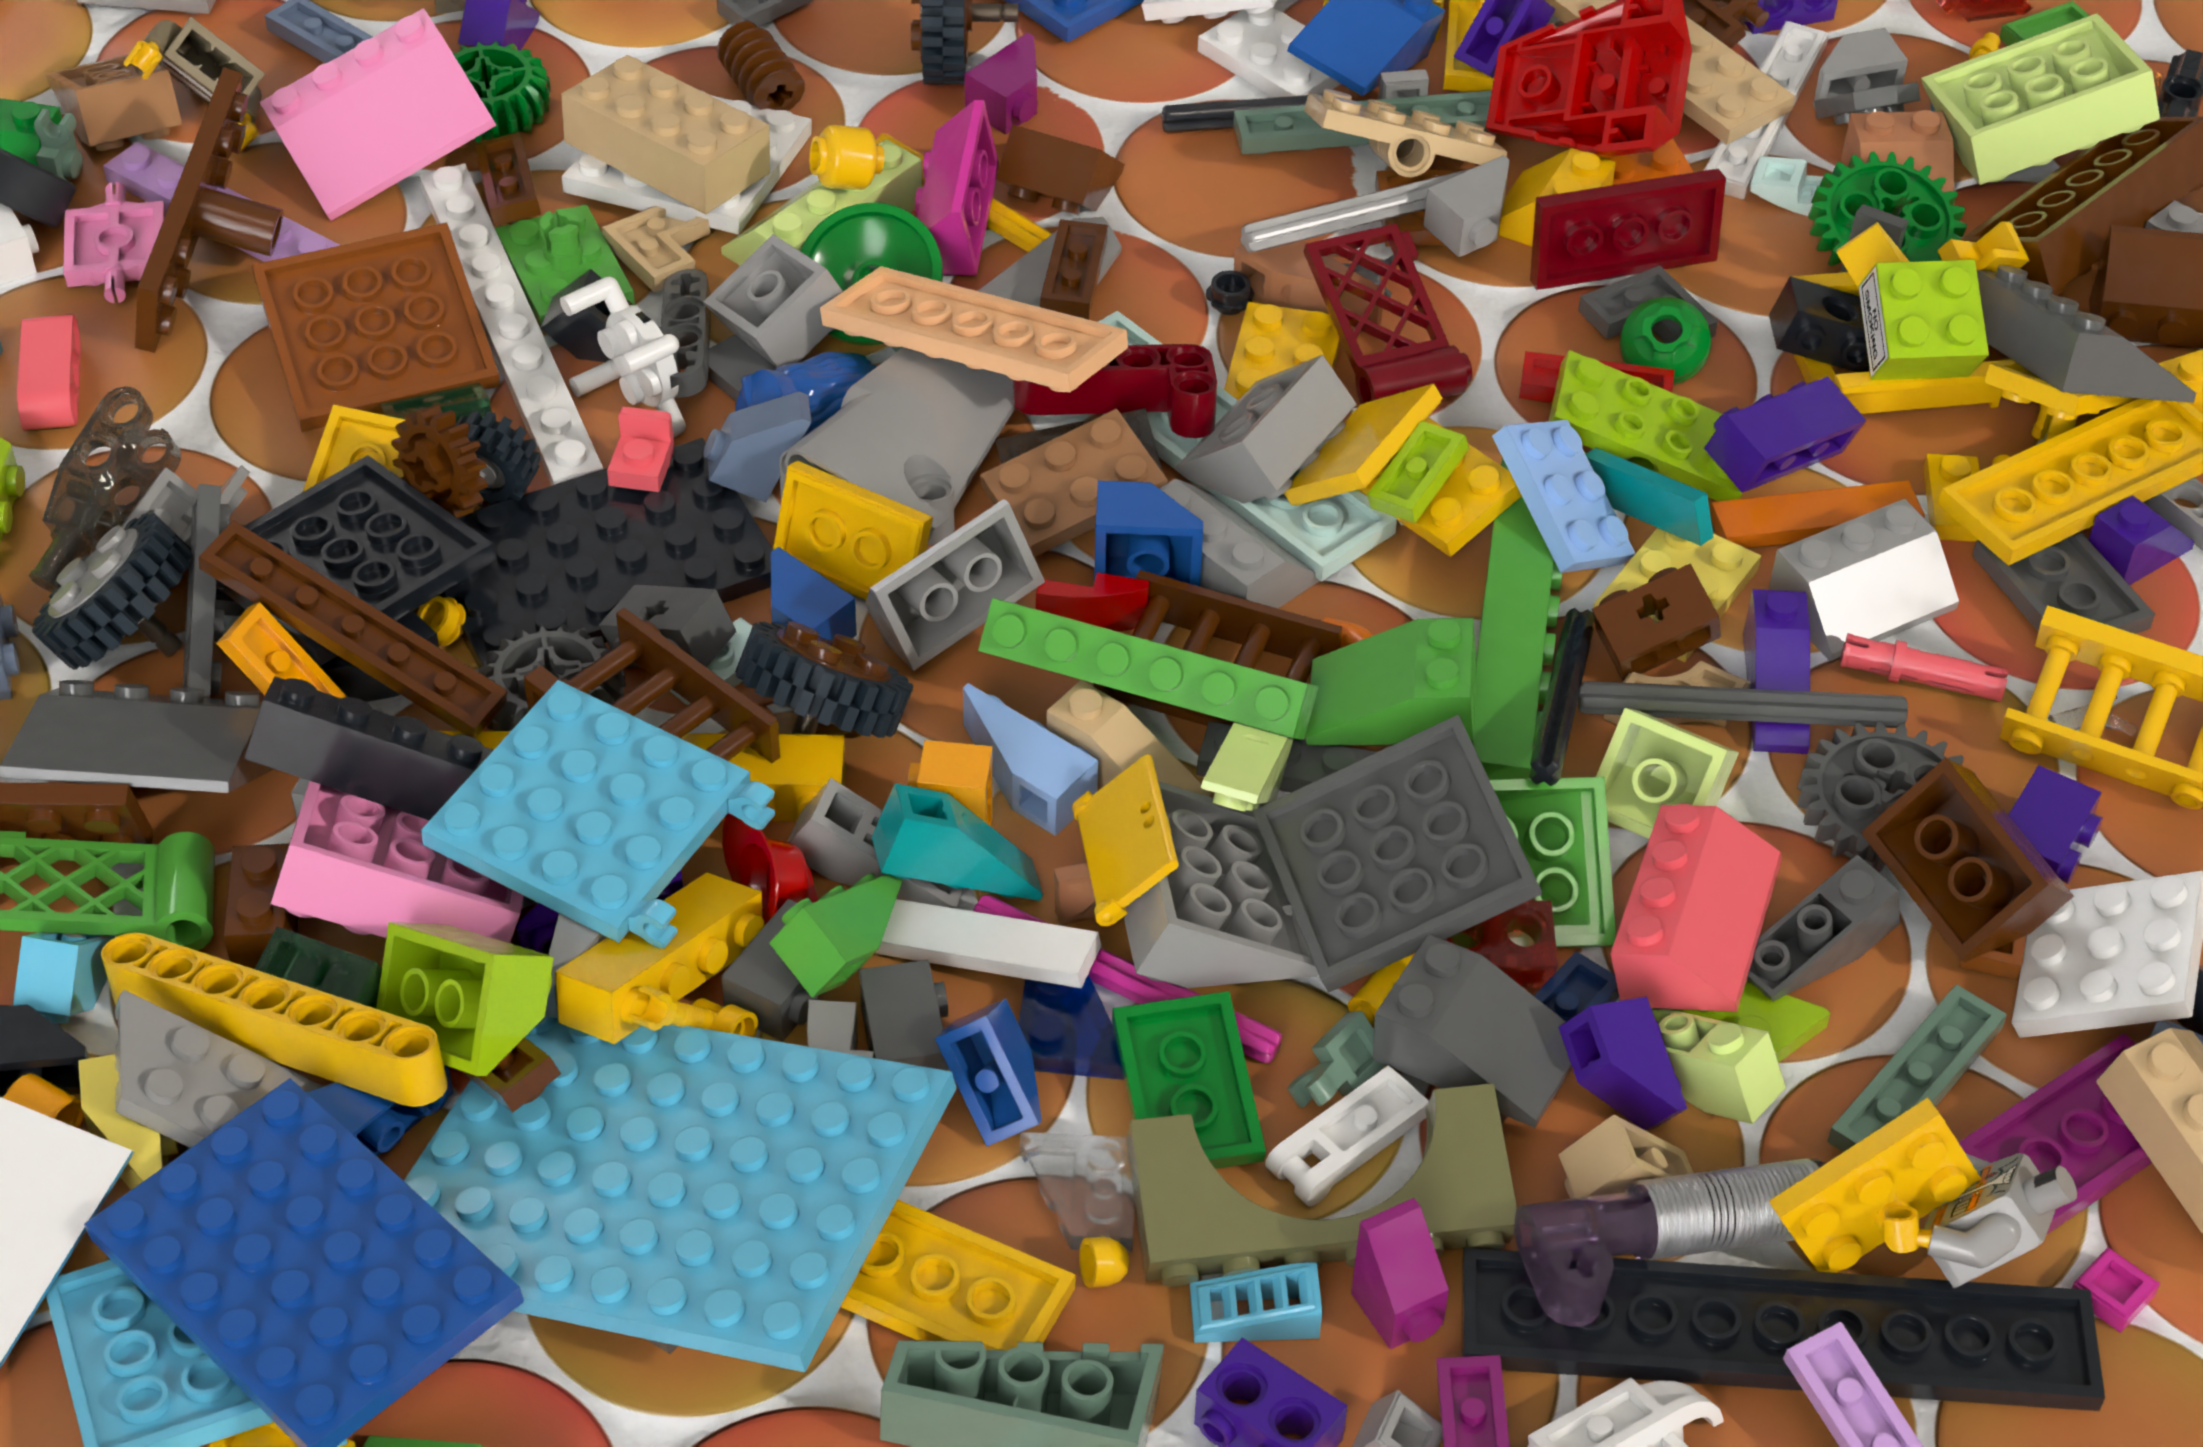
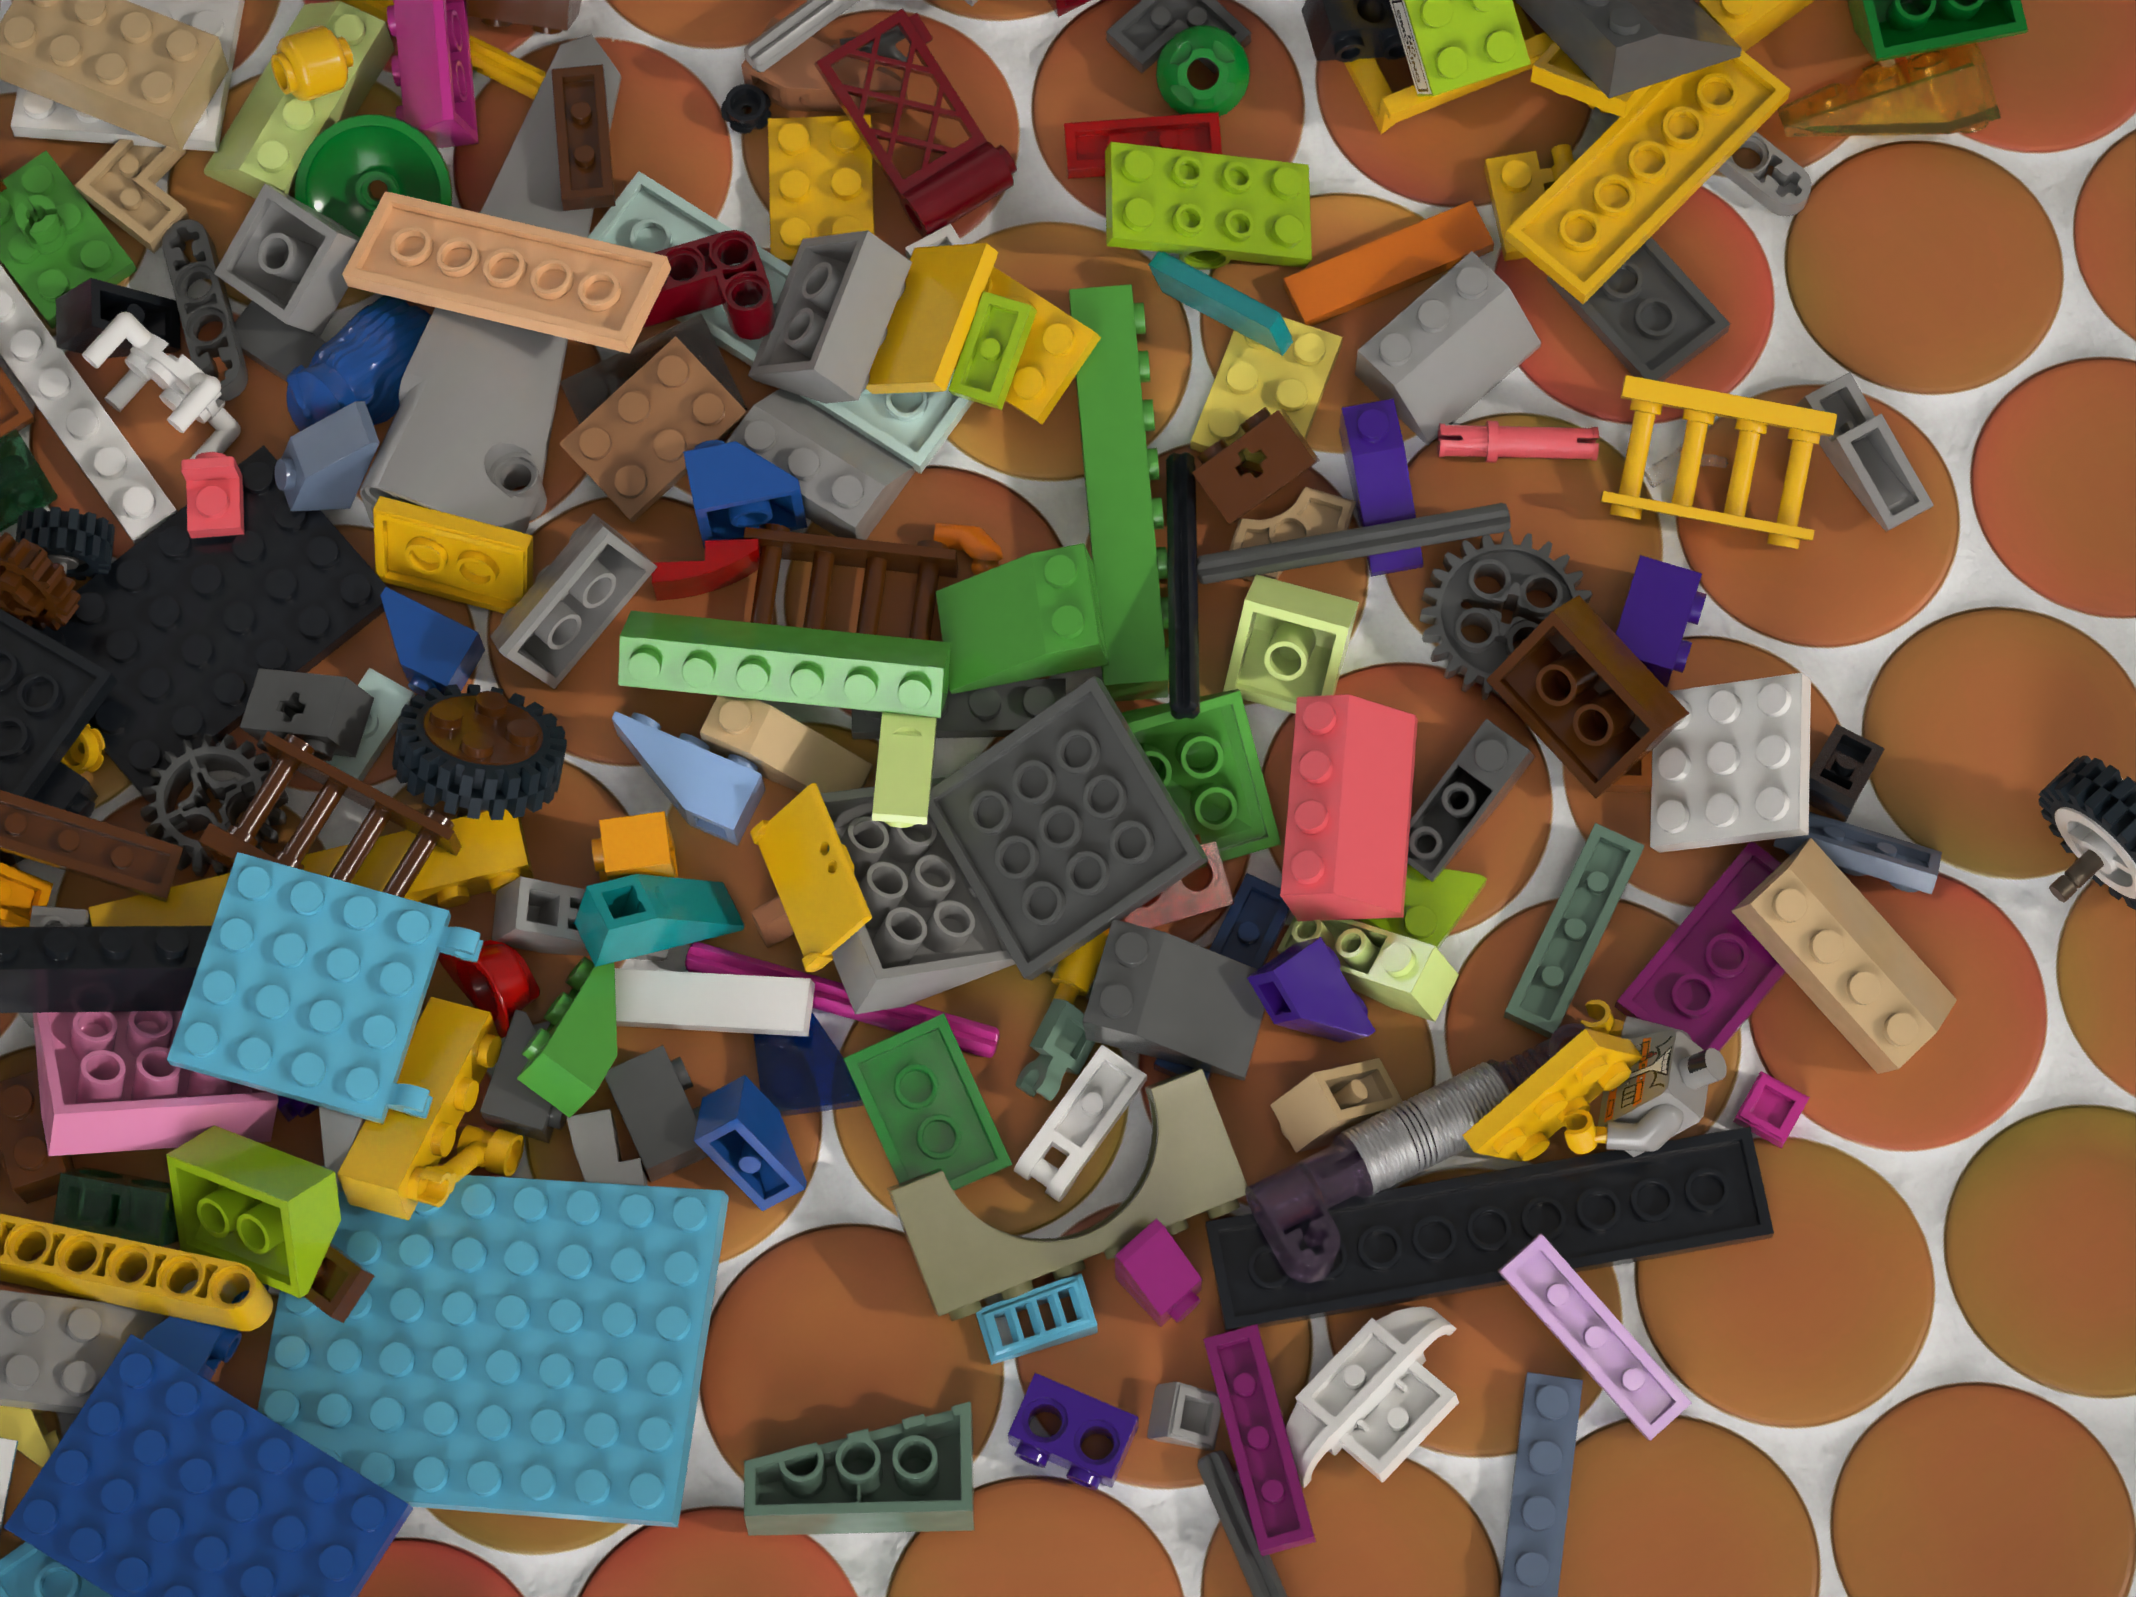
camera: 10 degrees left, 25 degrees up
(956, 1284) = (783, 1374): yellow plate -> none
(1084, 1184) = (860, 1233): clear wing -> none
(1102, 1261) = (895, 1311): yellow hinge -> none
(1564, 495) = (1139, 331): light blue plate -> none
(1783, 433) = (1340, 181): dark purple brick -> none
(2137, 539) = (1705, 225): dark purple slope -> none

